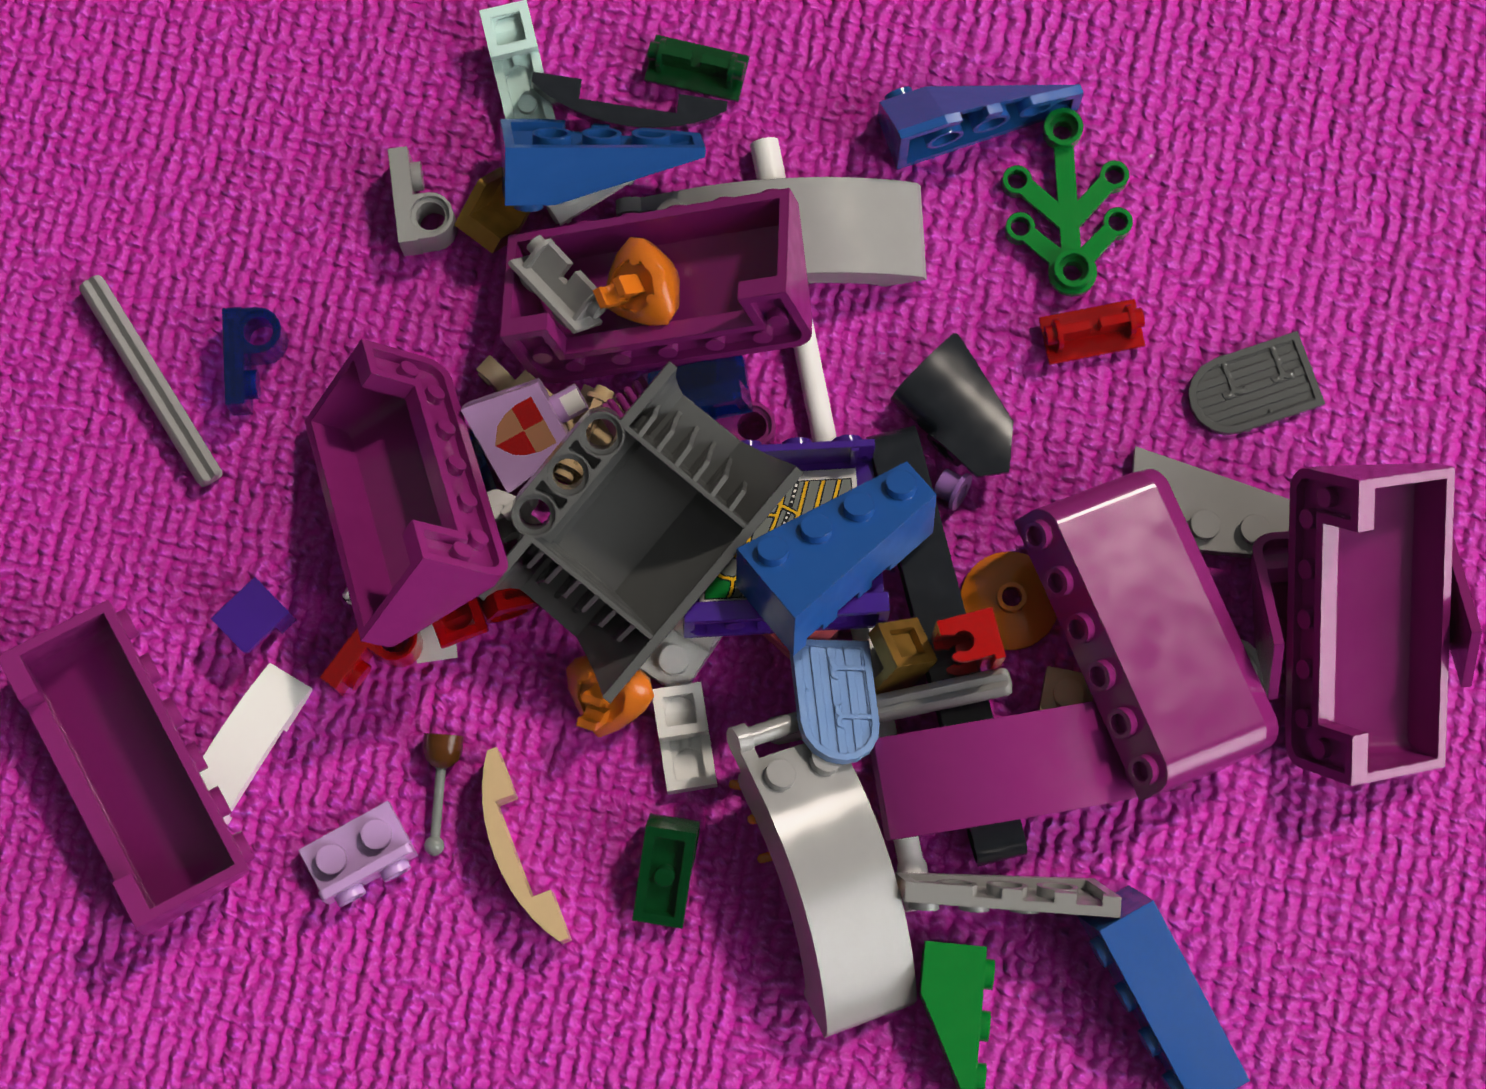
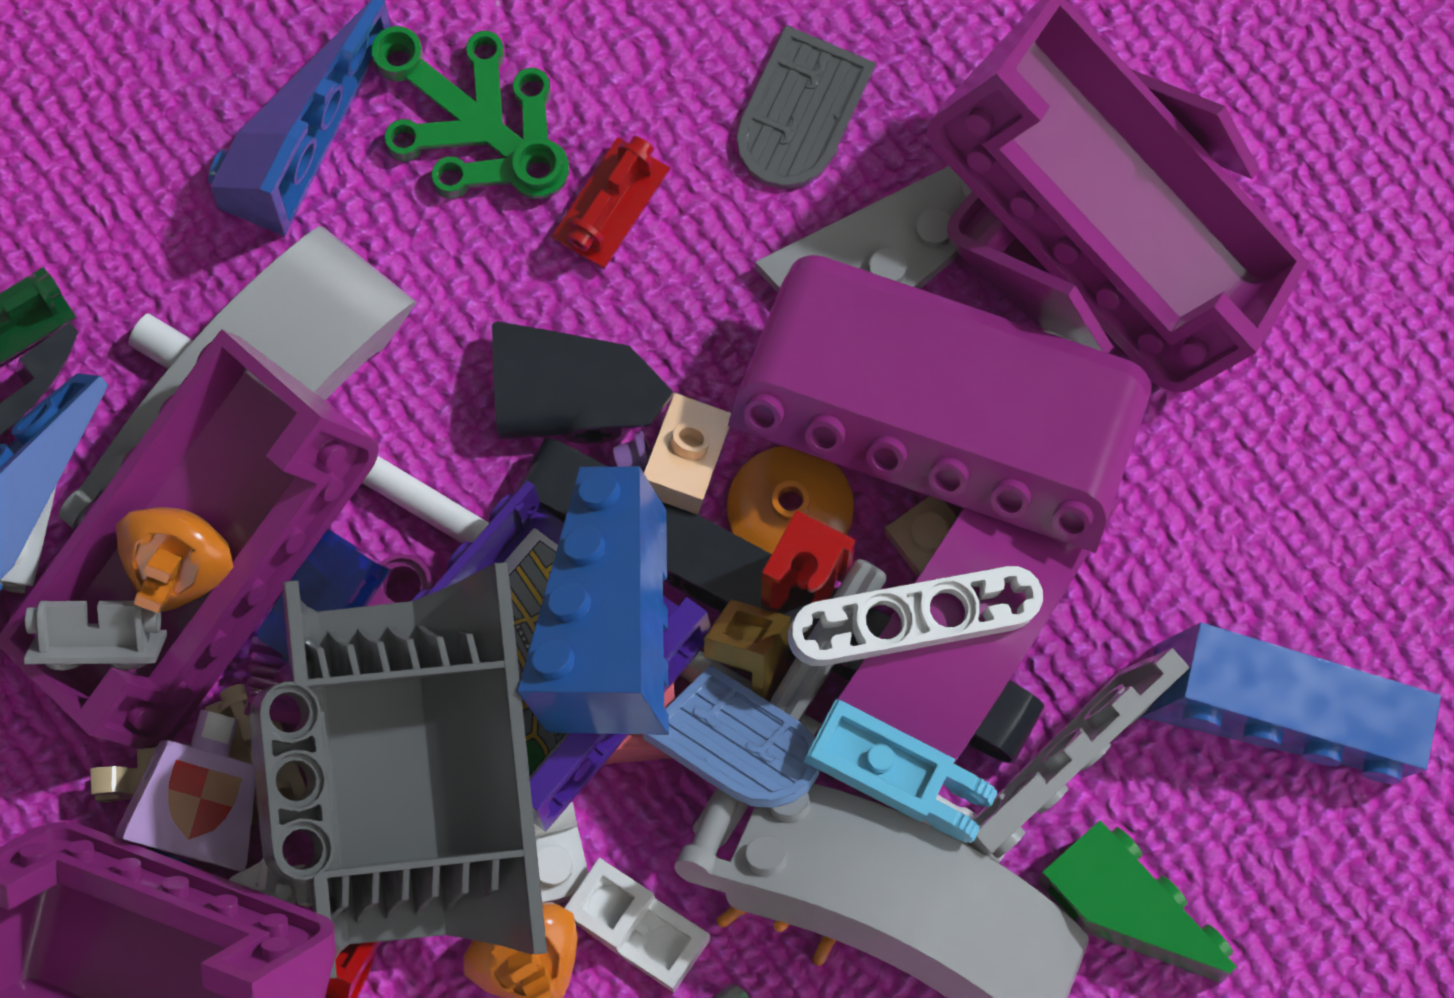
camera: 50 degrees left, 5 degrees down
(899, 802) = (897, 770): none -> medium azure hinge
(980, 512) = (687, 452): none -> light nougat plate
(1002, 726) = (913, 608): none -> white beam

